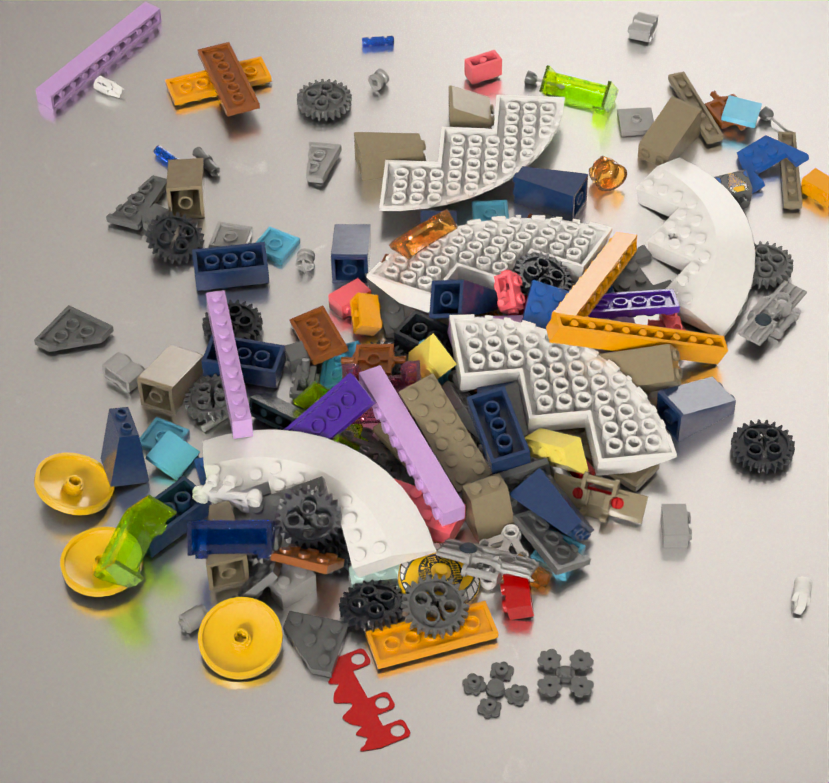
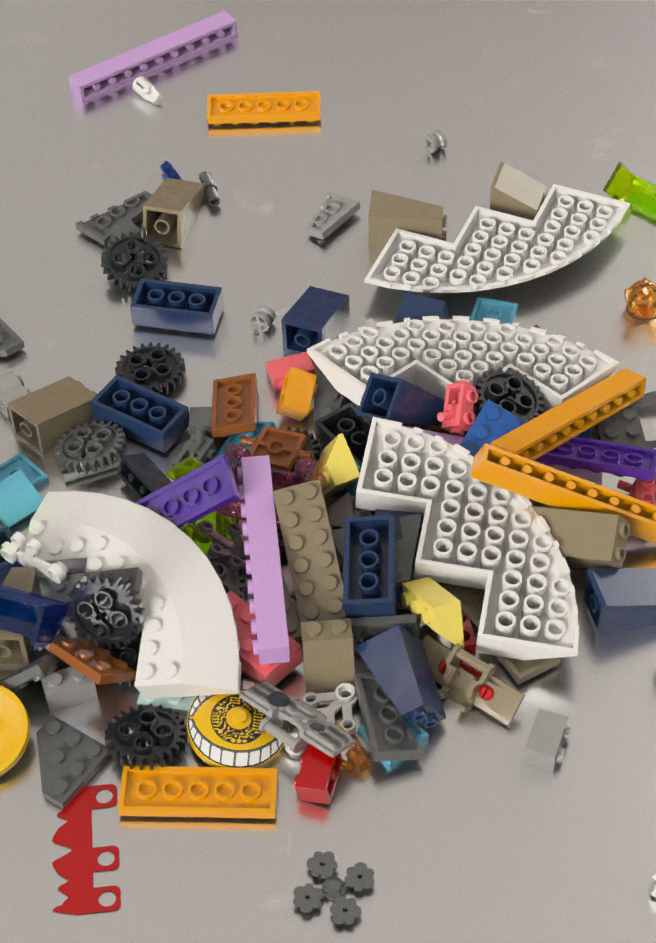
camera: 20 degrees right, 0 degrees up
(228, 79) = (271, 107): dark orange plate -> none
(229, 365) = (110, 414): lavender brick -> none
(230, 234) = (196, 272): light grey plate -> none
(278, 244) = (242, 295): medium azure tile -> none
(324, 99) = (366, 150): dark grey gear -> none
(377, 41) = (454, 101): clear blue axle -> none
(424, 234) = (389, 320): clear orange windscreen -> none
(451, 599) = (187, 763): dark grey gear -> none
(483, 67) = (555, 151): coral brick -> none
(495, 688) = (243, 881): dark grey plant -> none
(531, 78) = (605, 175): dark grey hinge -> none
(551, 191) = (570, 305): dark blue slope -> none

